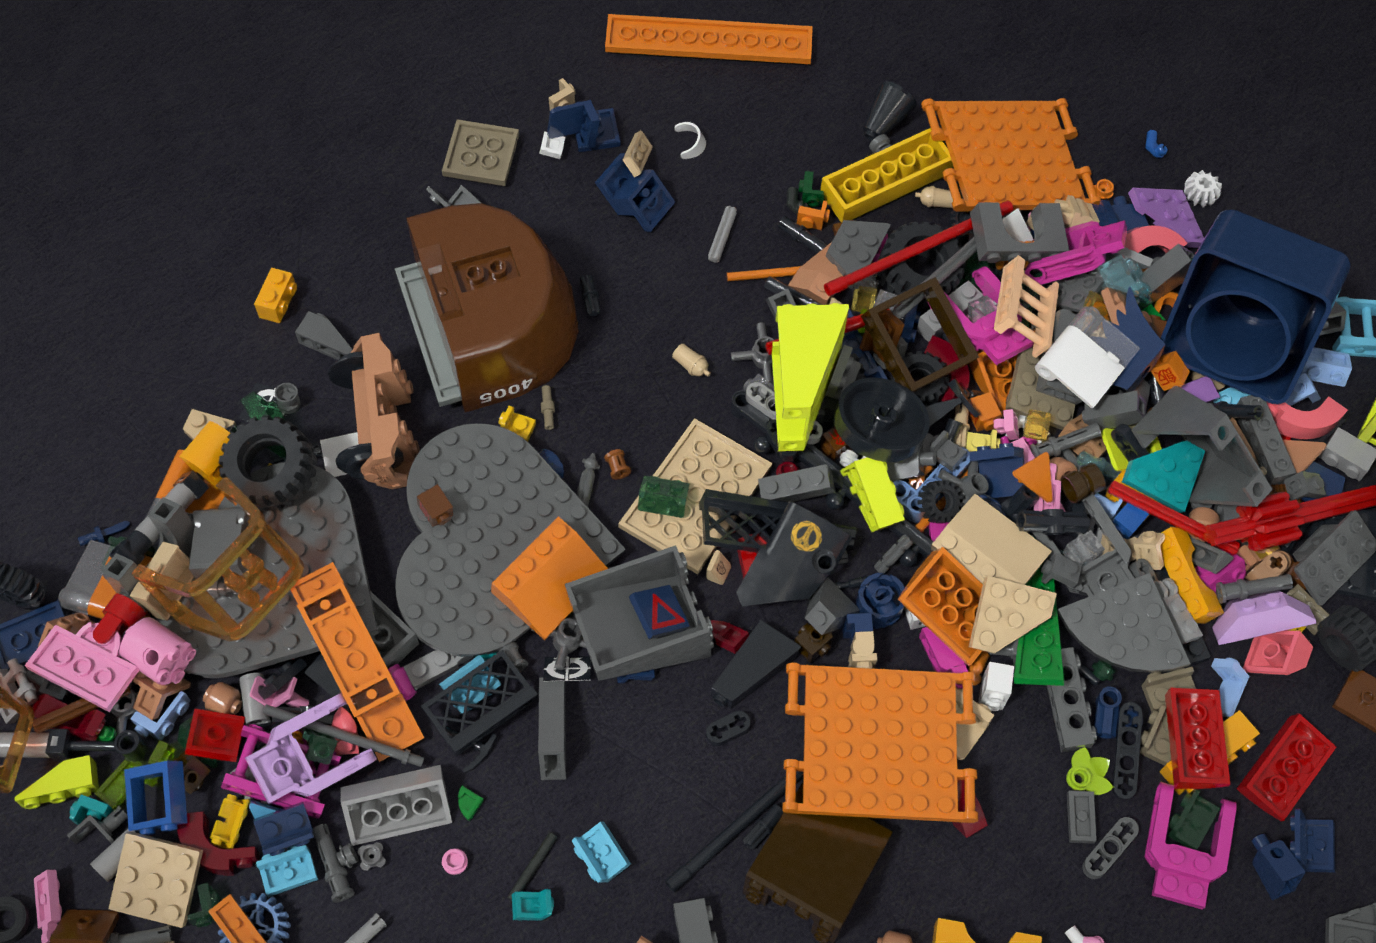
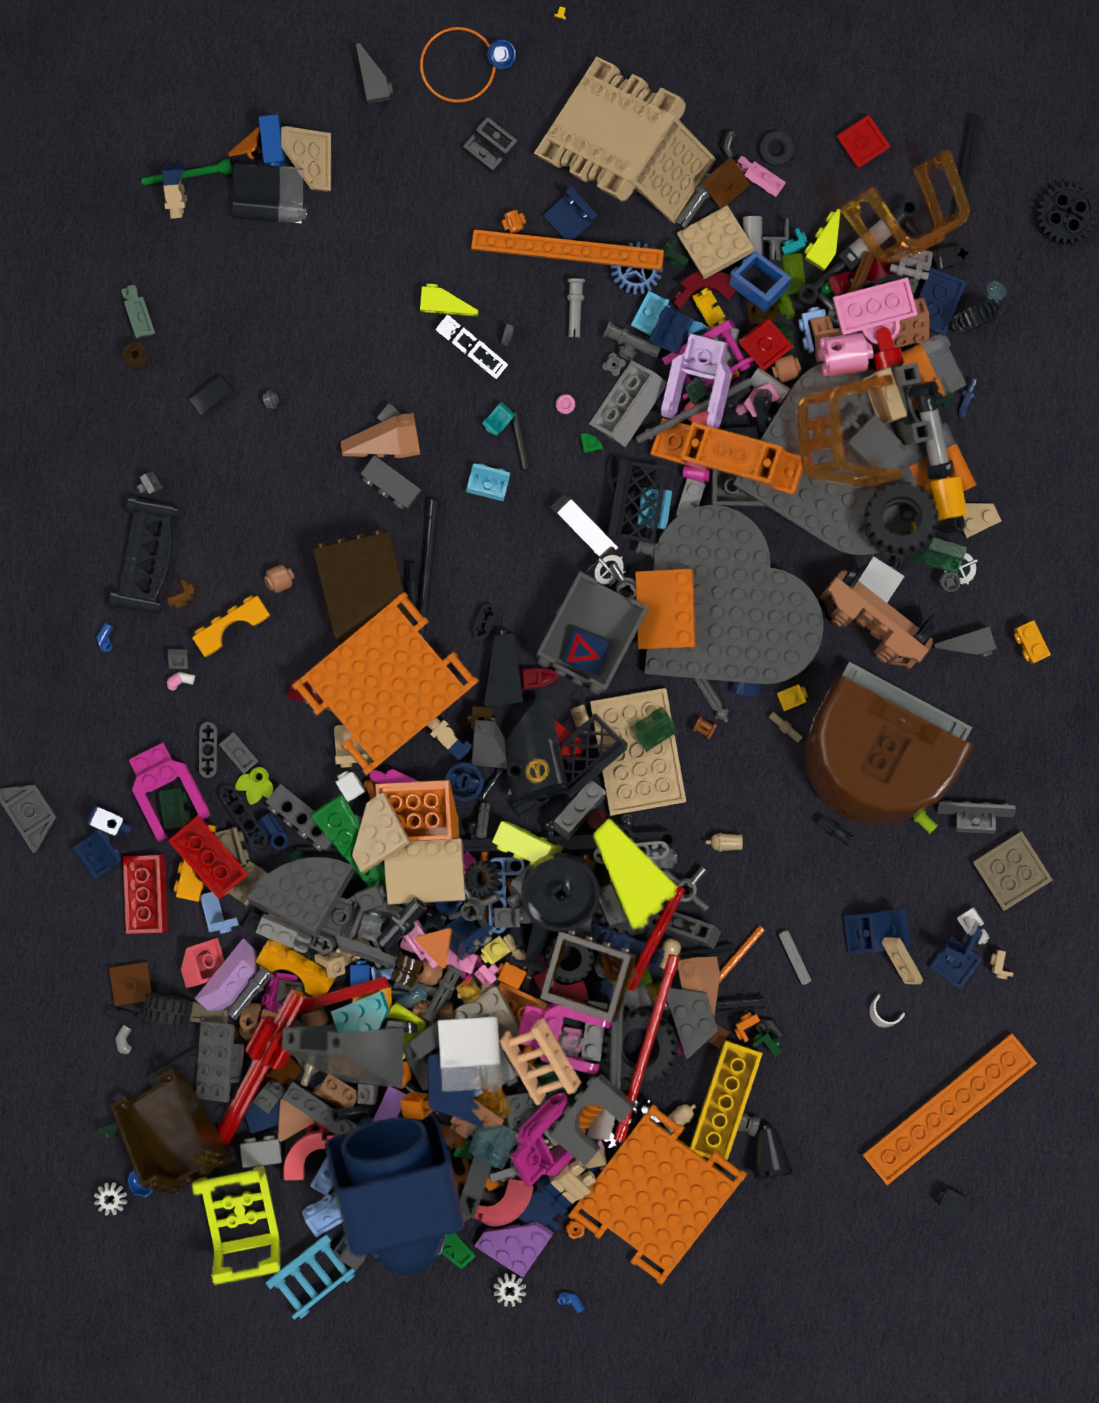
camera: 140 degrees right, 25 degrees up
(435, 506) = (773, 586): reddish brown brick -> none

